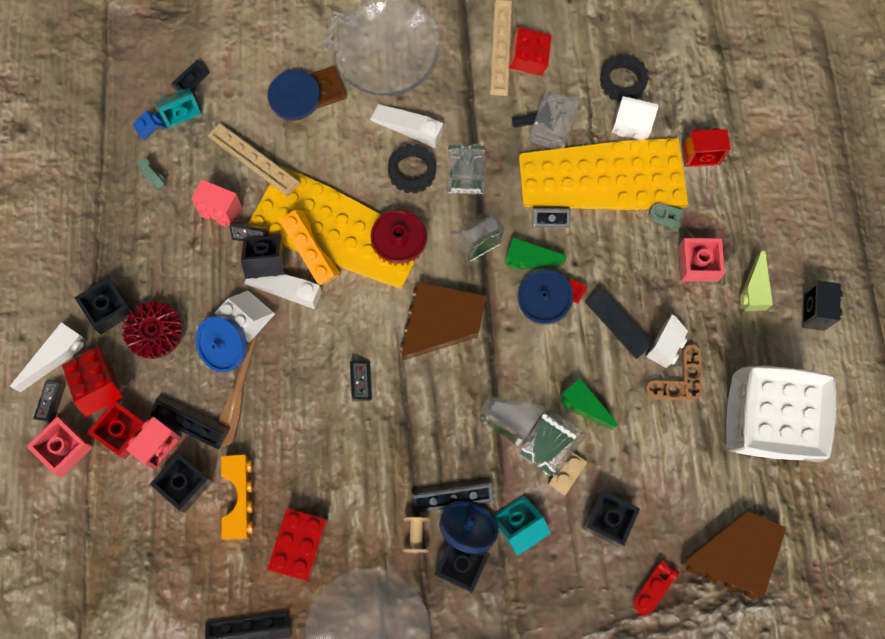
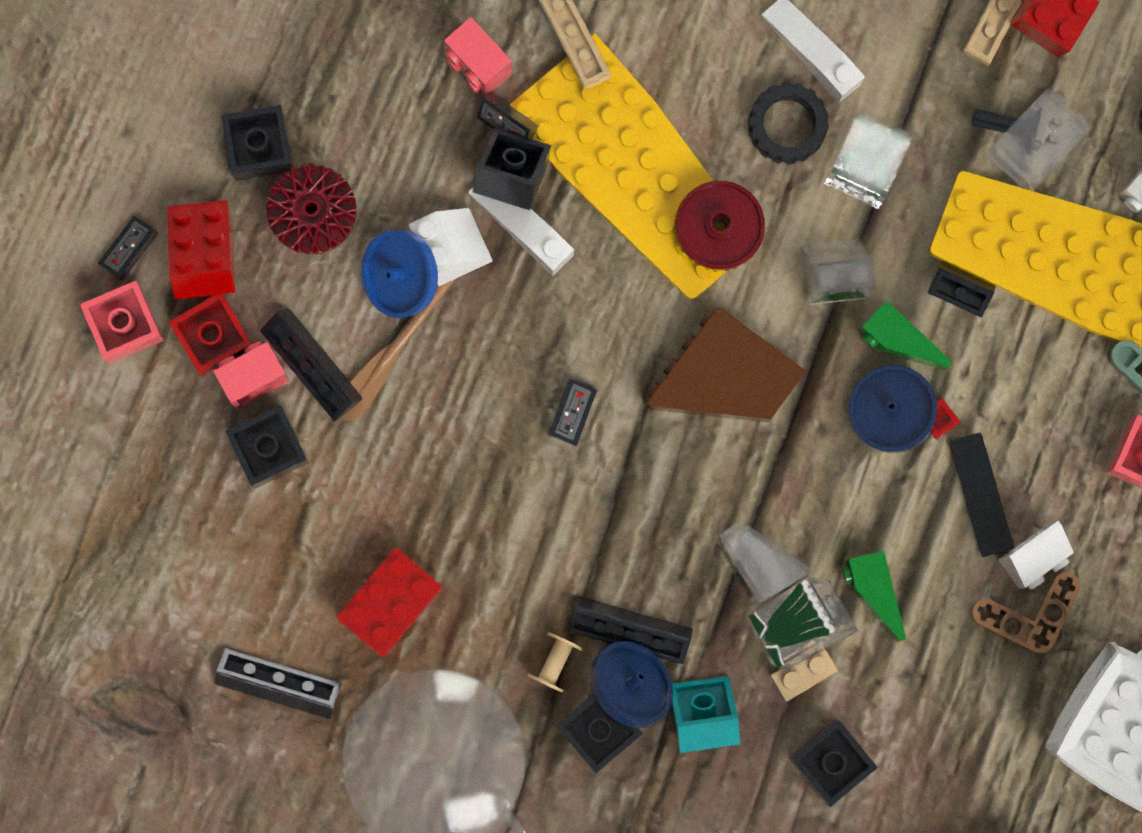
camera: 20 degrees right, 10 degrees up
(55, 351) = (166, 178): white slope -> none
(237, 523) = (319, 536): light orange arch -> none
(317, 261) = (579, 159): light orange arch -> none

